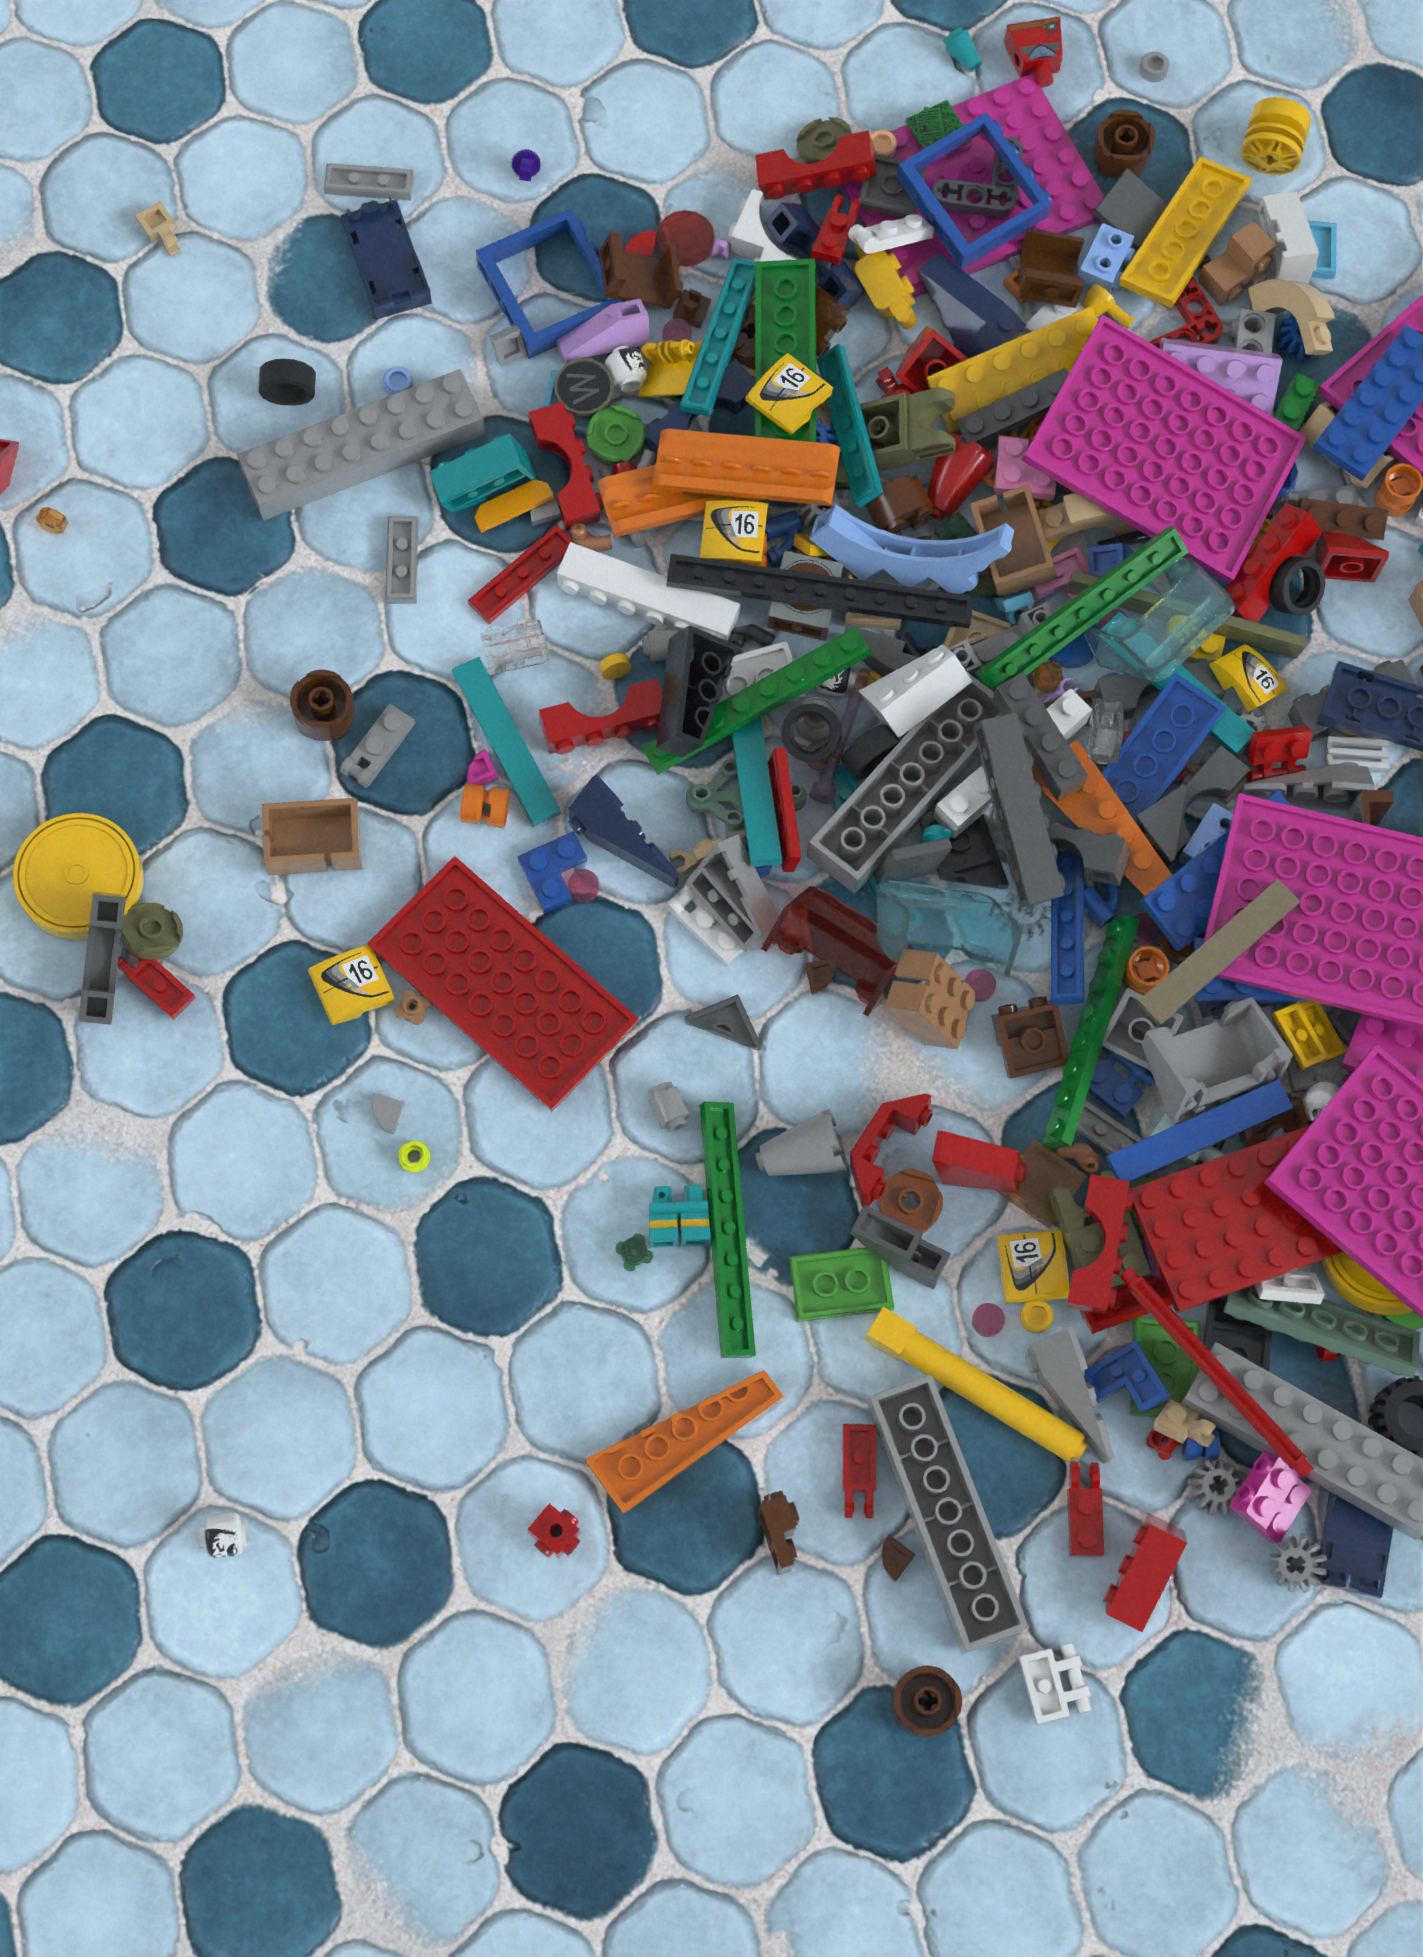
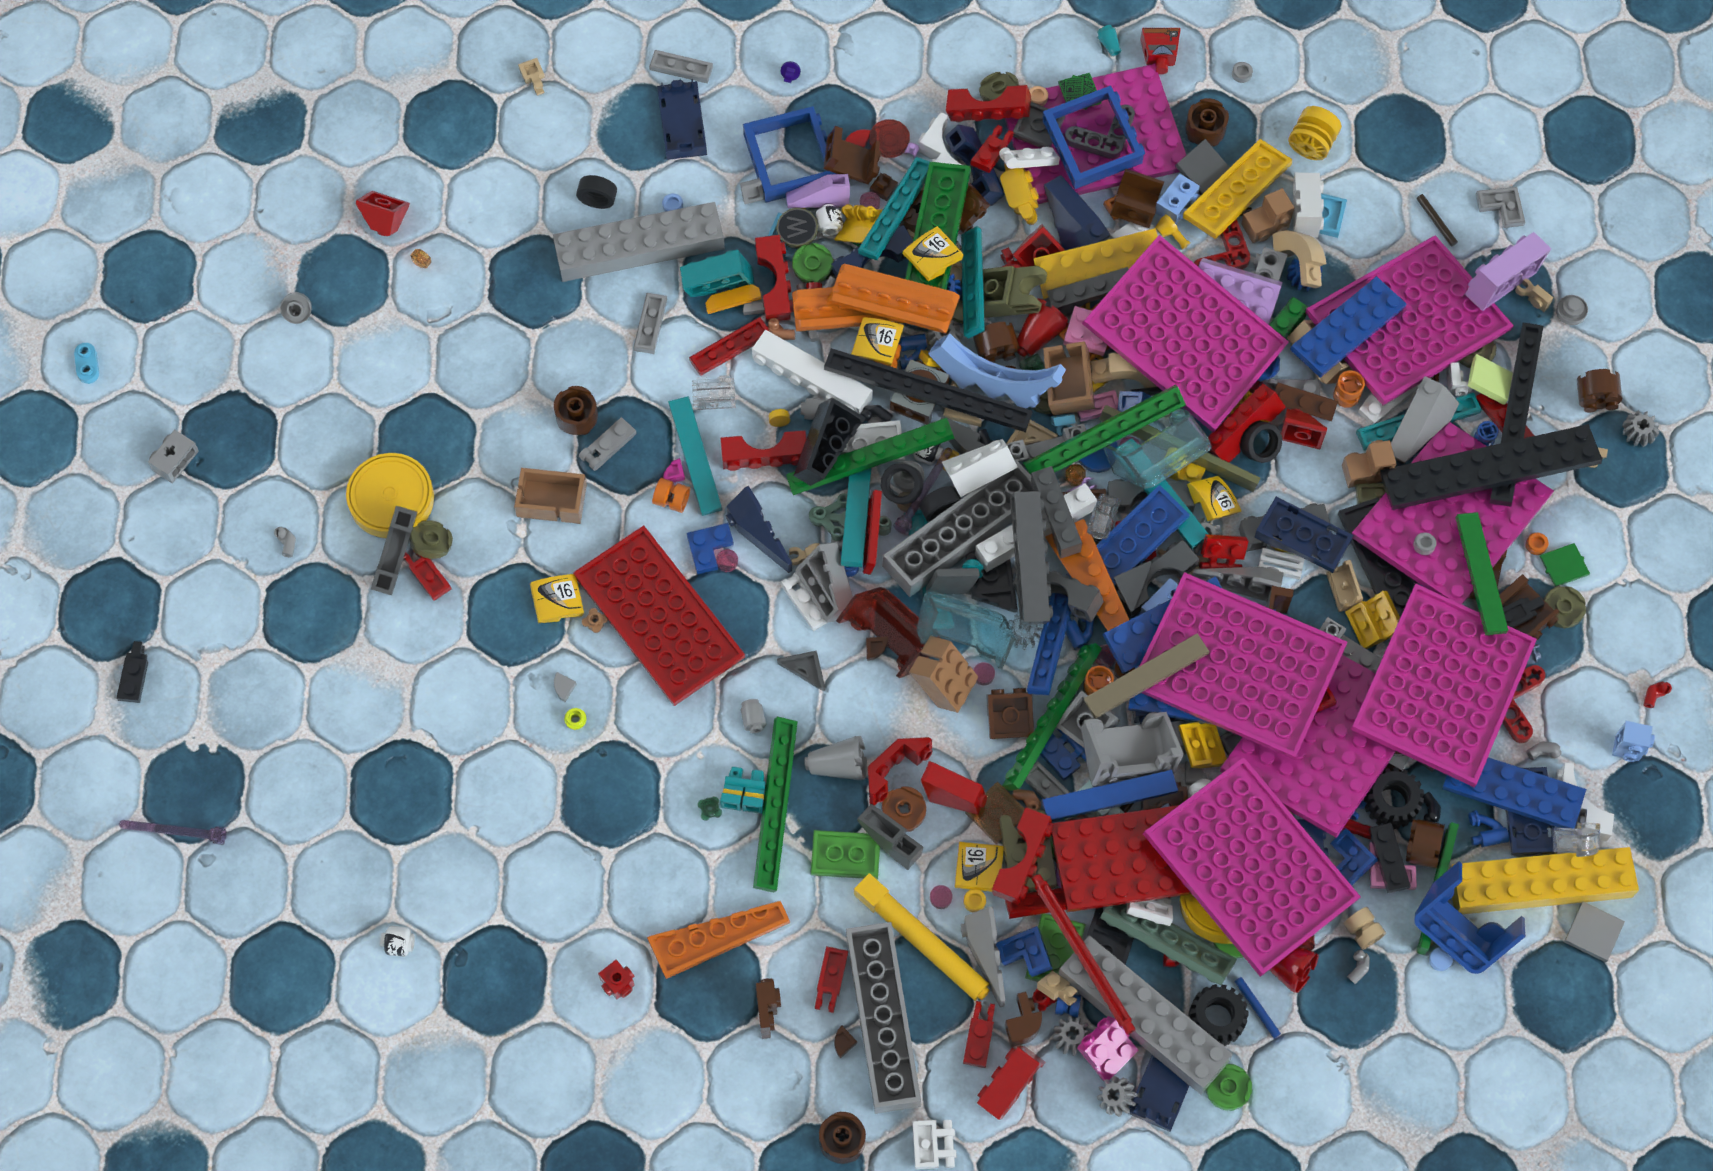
camera: 15 degrees right, 5 degrees down
(1151, 1484) = (1026, 1027): none -> reddish brown brick

